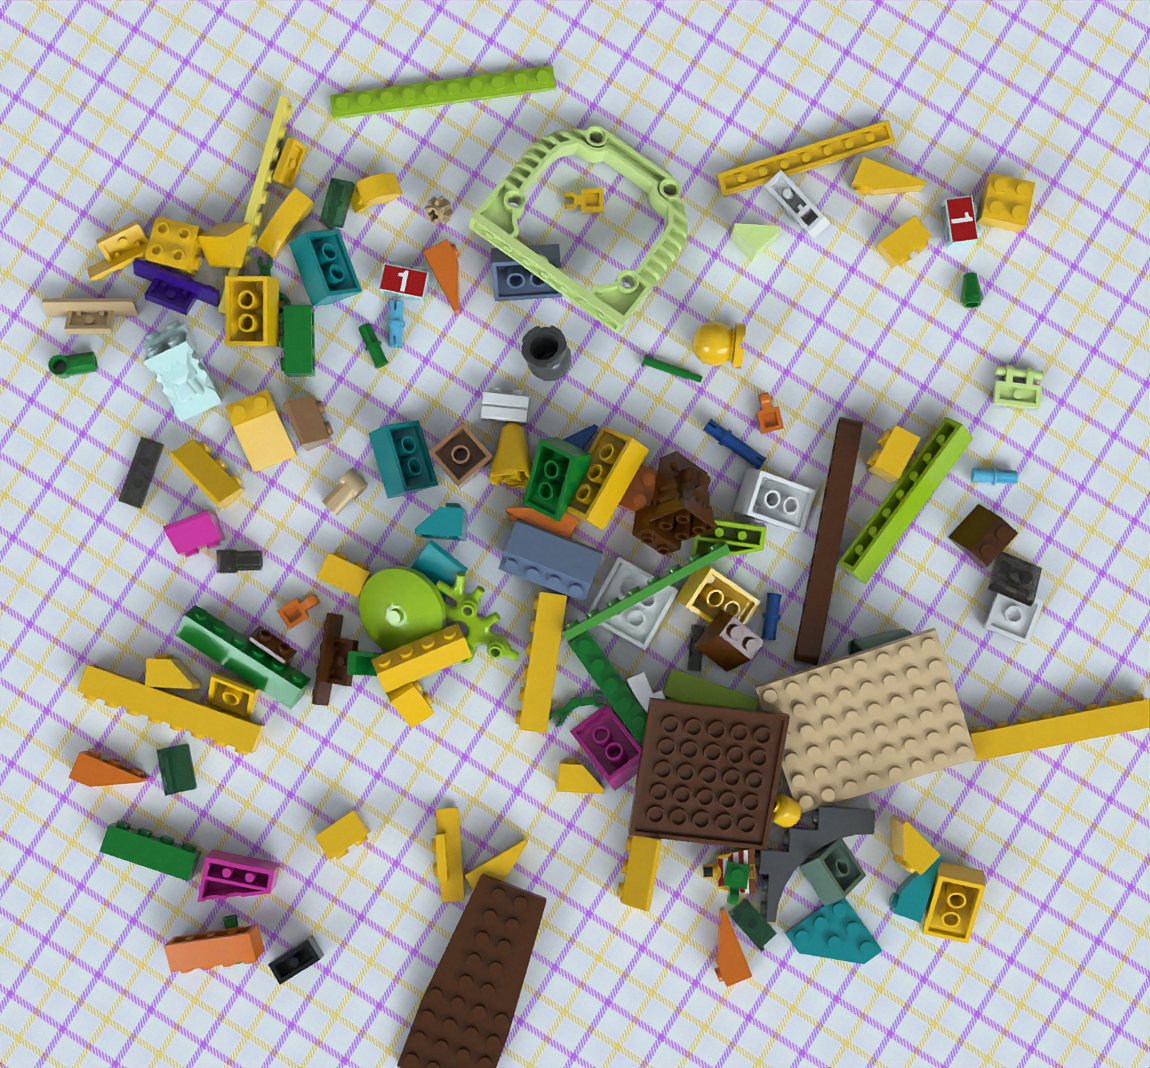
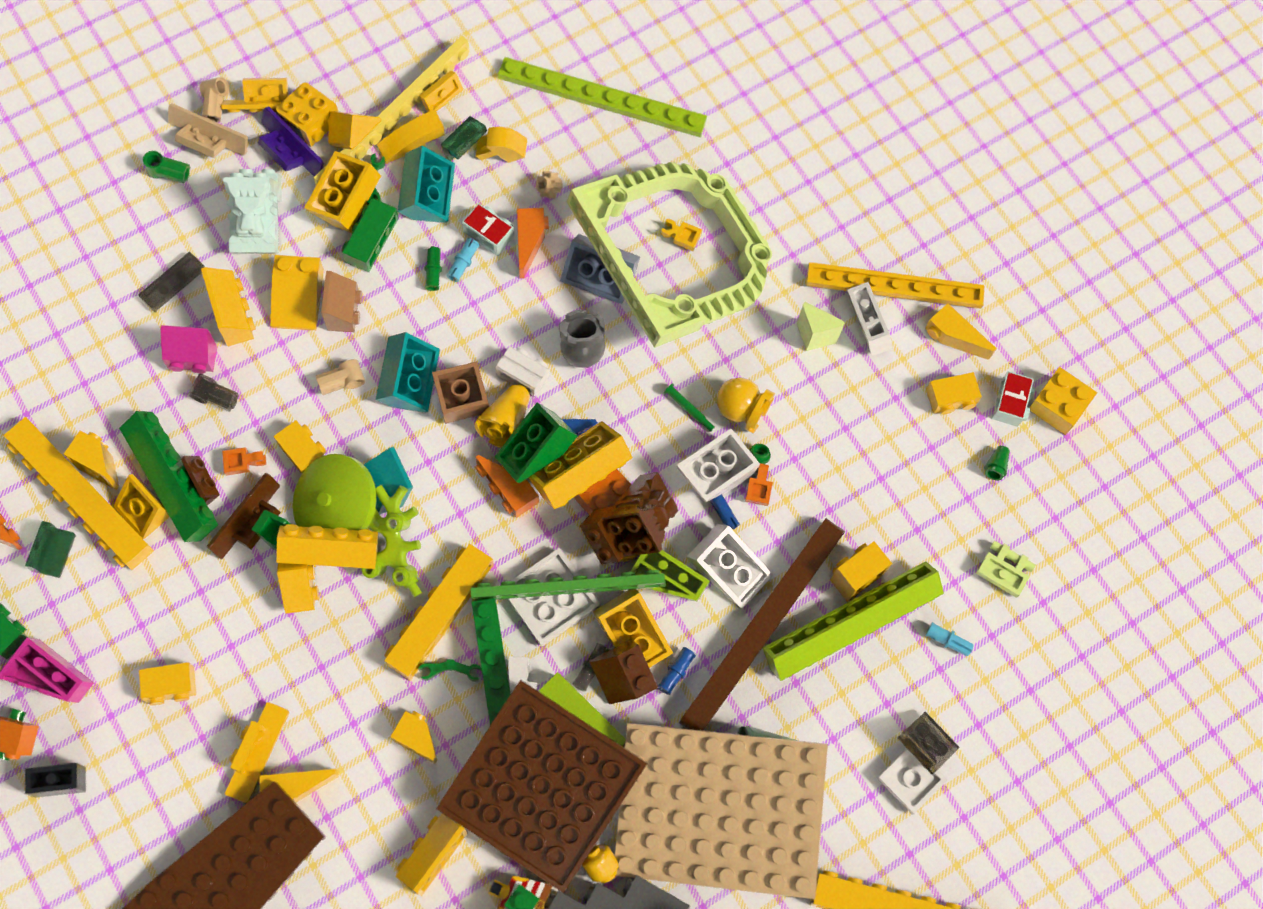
camera: 20 degrees right, 15 degrees down
(75, 267) = (213, 93): none -> tan piece
(445, 524) = (413, 440): teal slope -> none
(550, 560) = (494, 520): sand blue slope -> none
(609, 746) = (460, 719): dark pink slope -> none
(725, 417) = (719, 466): none -> white slope
(754, 379) = (761, 453): none -> green plate
(982, 535) = (914, 689): reddish brown slope -> none

